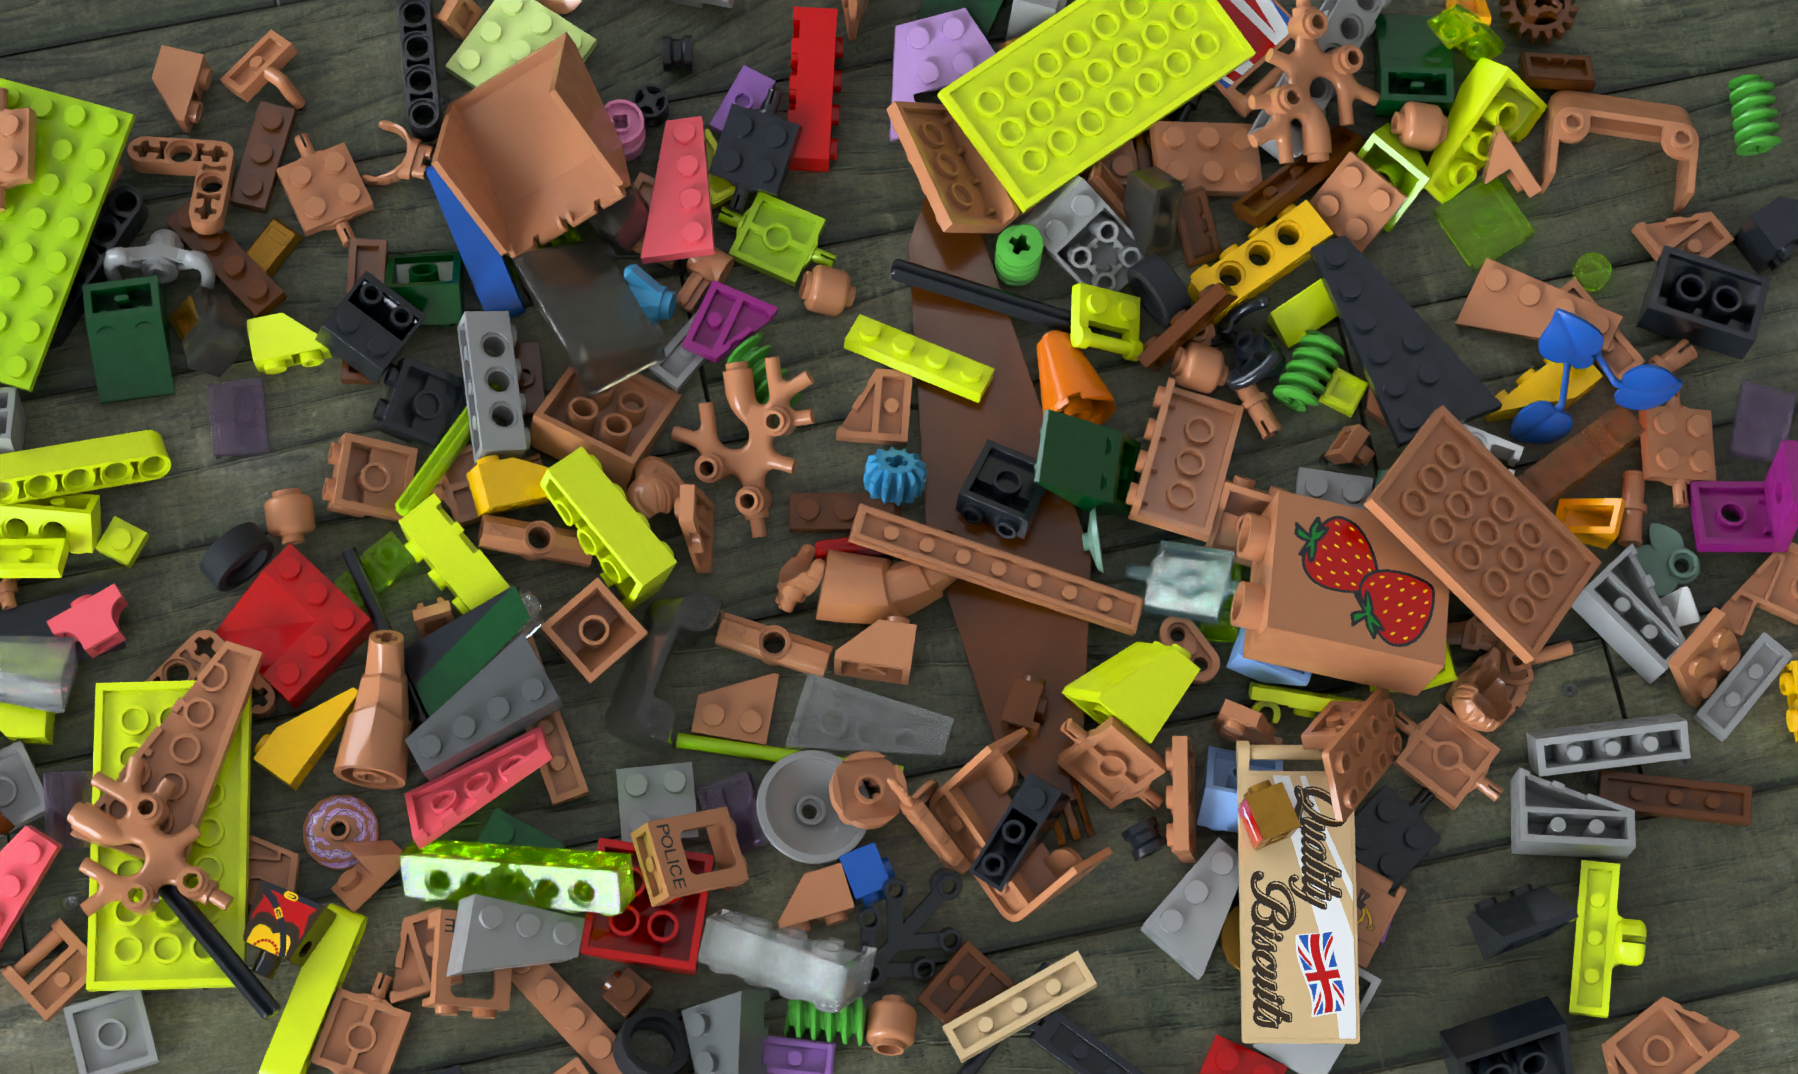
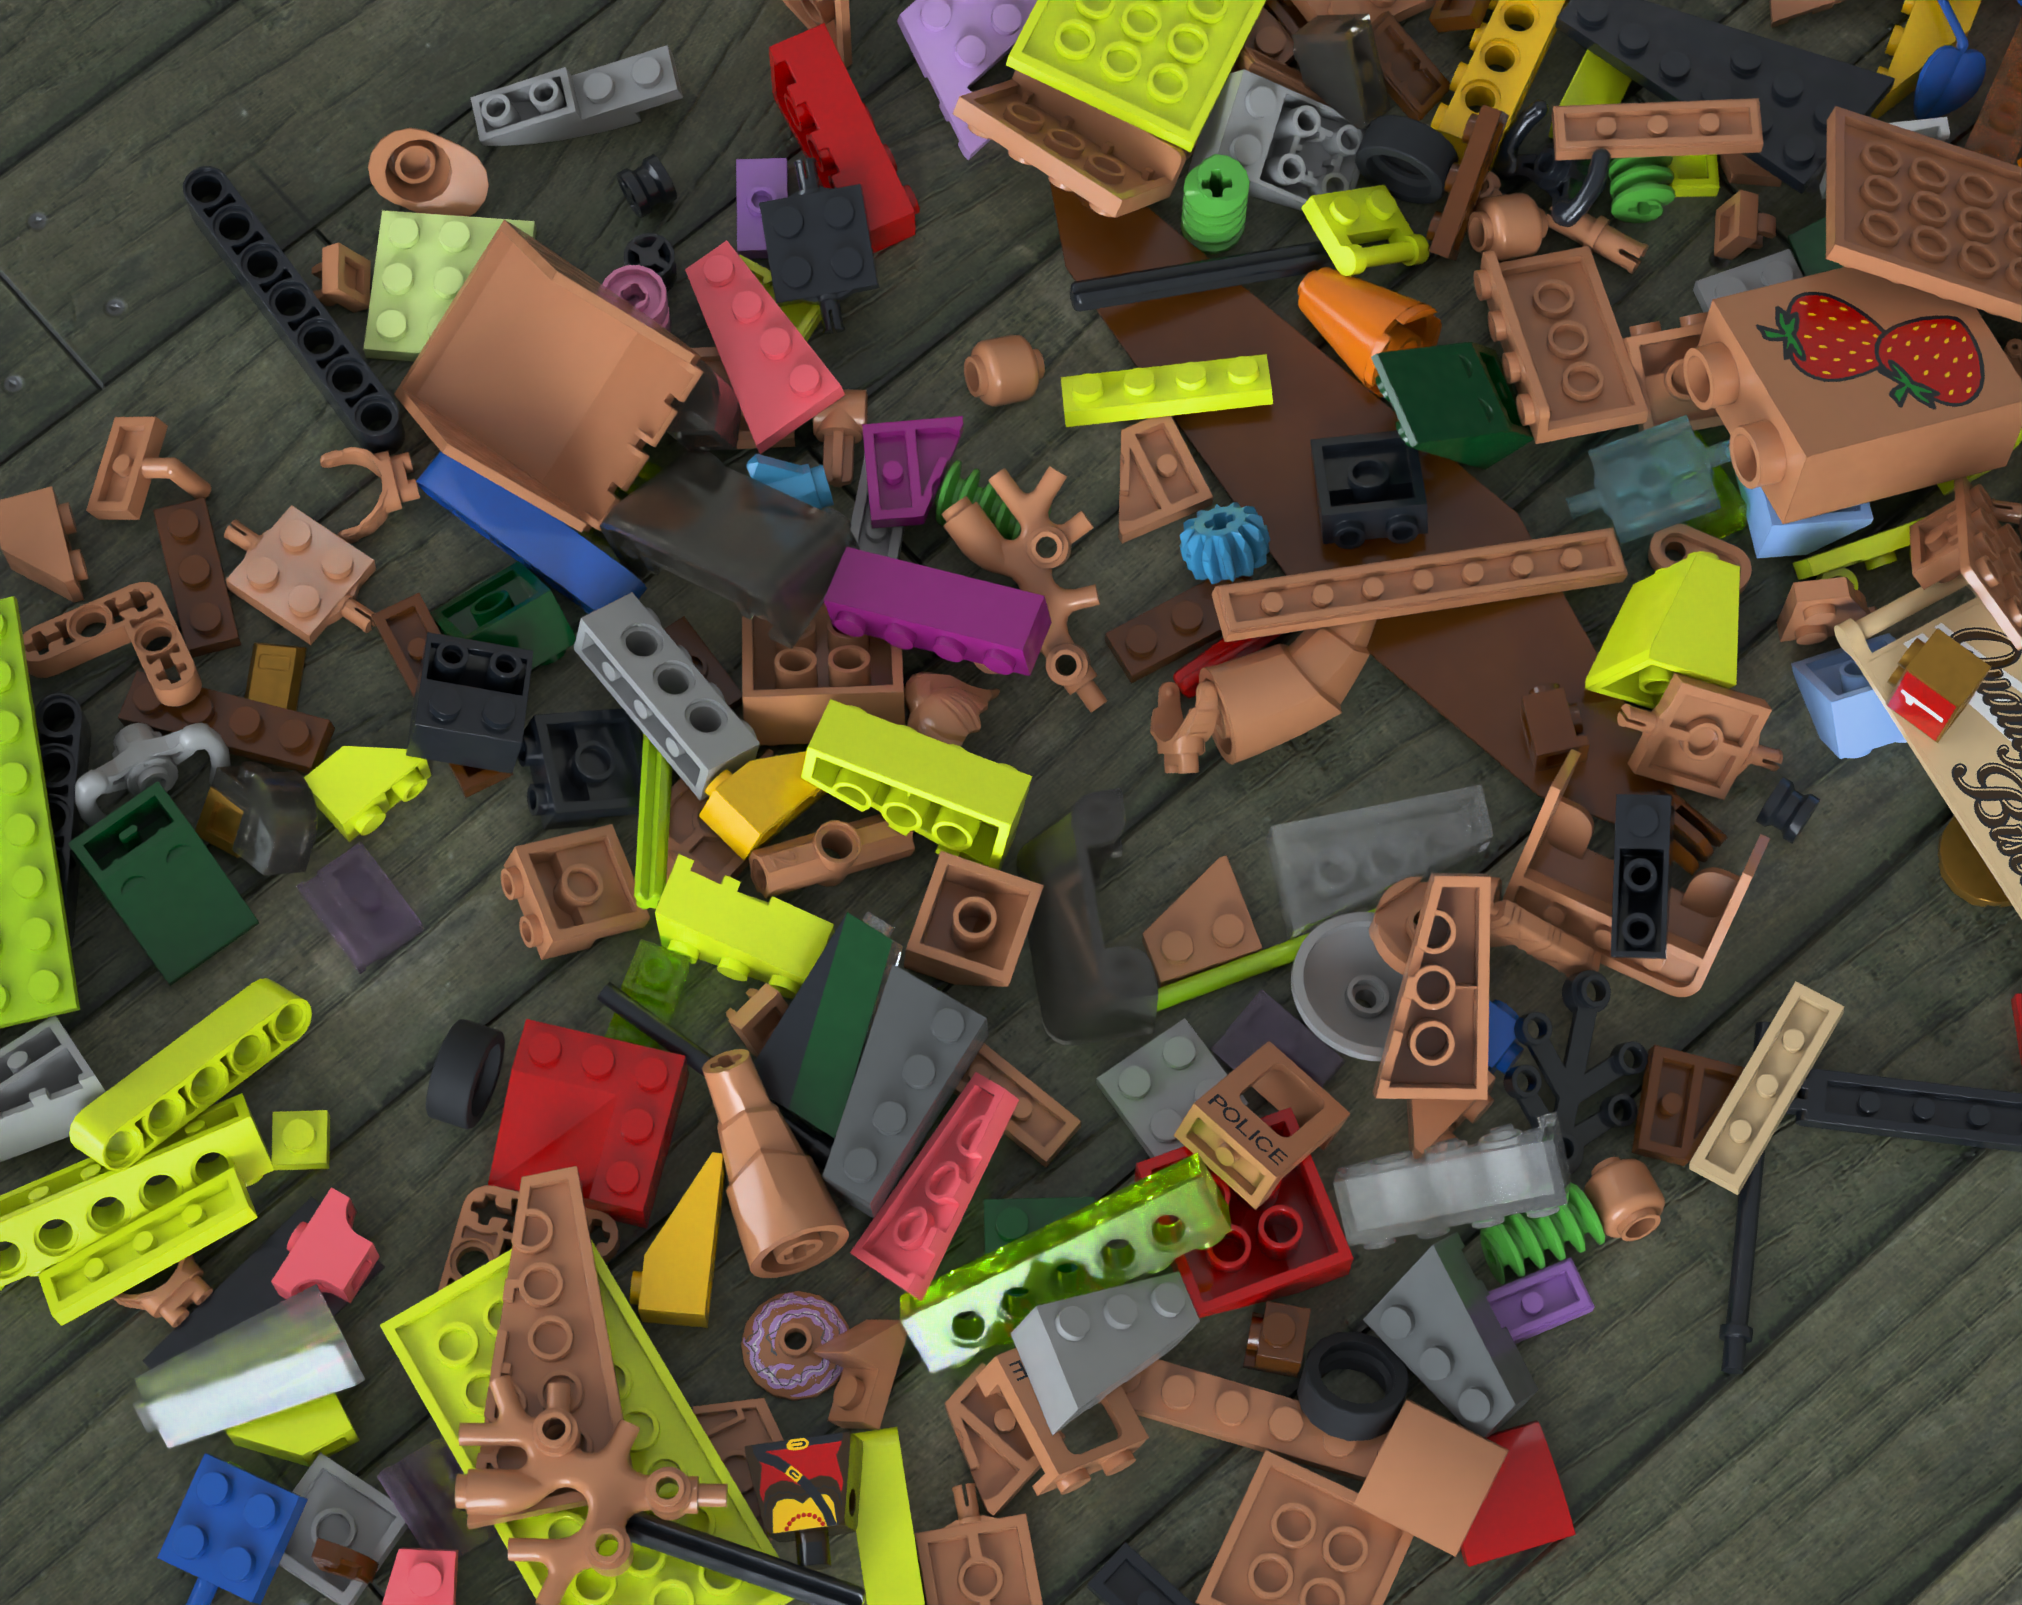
camera: 25 degrees left, 5 degrees down
(289, 516) = (500, 990): nougat head -> none
(684, 425) = (937, 612): none -> magenta brick
(696, 521) = (1014, 723): nougat wing -> none
(750, 636) = (1234, 816): nougat piece -> none
(777, 238) = (904, 341): lime plate -> none
(836, 848) = (1442, 1007): none -> nougat wedge
(879, 652) = (1344, 758): nougat slope -> none
(1092, 541) = (1513, 489): sand green piece -> none
(1182, 799) = (1809, 737): nougat plate -> none
(1196, 909) = (1903, 858): light grey wedge -> none
(1325, 357) = (1658, 128): none -> nougat tile

